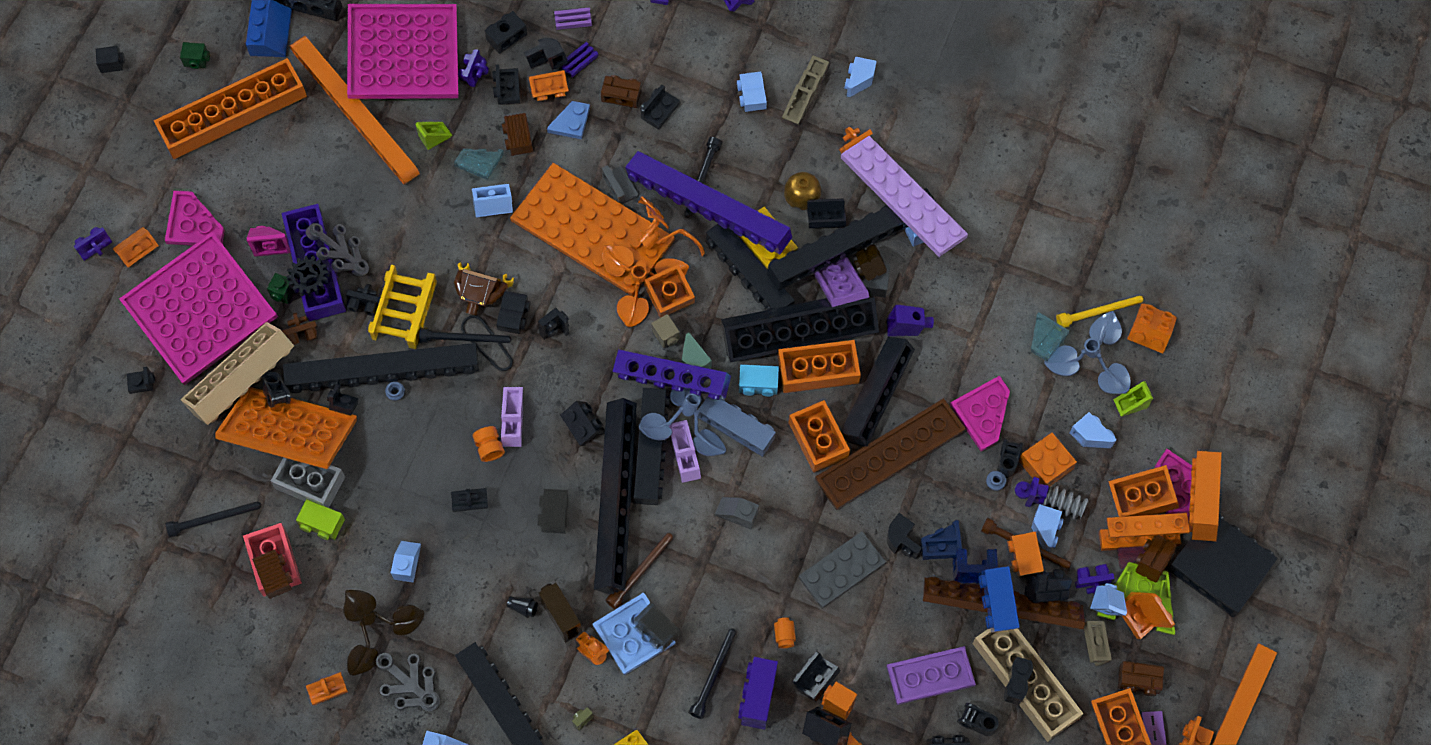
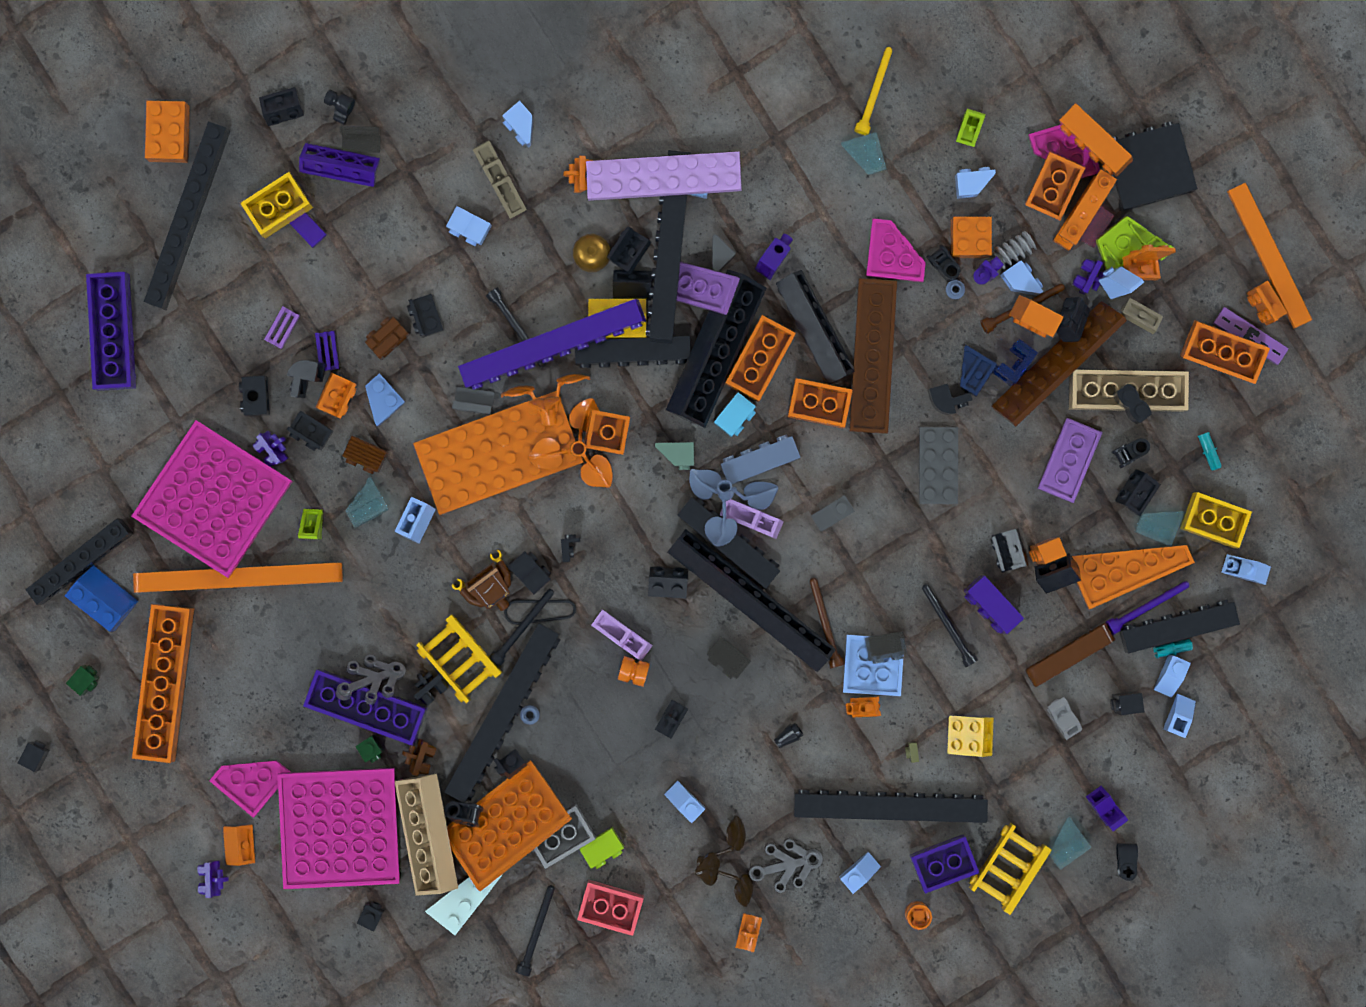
camera: 55 degrees left, 20 degrees up
(195, 442) = (458, 905): none -> light aqua wing
(267, 241) = (314, 733): dark pink slope -> none
(272, 573) = (629, 917): reddish brown brick -> none
(305, 273) = (377, 716): black gear -> none
(560, 612) = (818, 712): dark brown brick -> none
(626, 360) = (718, 451): dark purple brick -> none
(665, 331) = (639, 460): dark tan brick -> none
(784, 633) = (957, 548): orange brick -> none
(801, 232) = (631, 285): none -> black panel
(870, 262) = (702, 249): dark brown brick -> none
(999, 599) = (1064, 371): blue piece -> none
(1104, 330) = (942, 127): sand blue plant -> none
(1141, 678) = (1189, 302): reddish brown brick -> none
(1152, 328) = (921, 60): orange bracket -> none
(1156, 557) = (1112, 219): reddish brown brick -> none

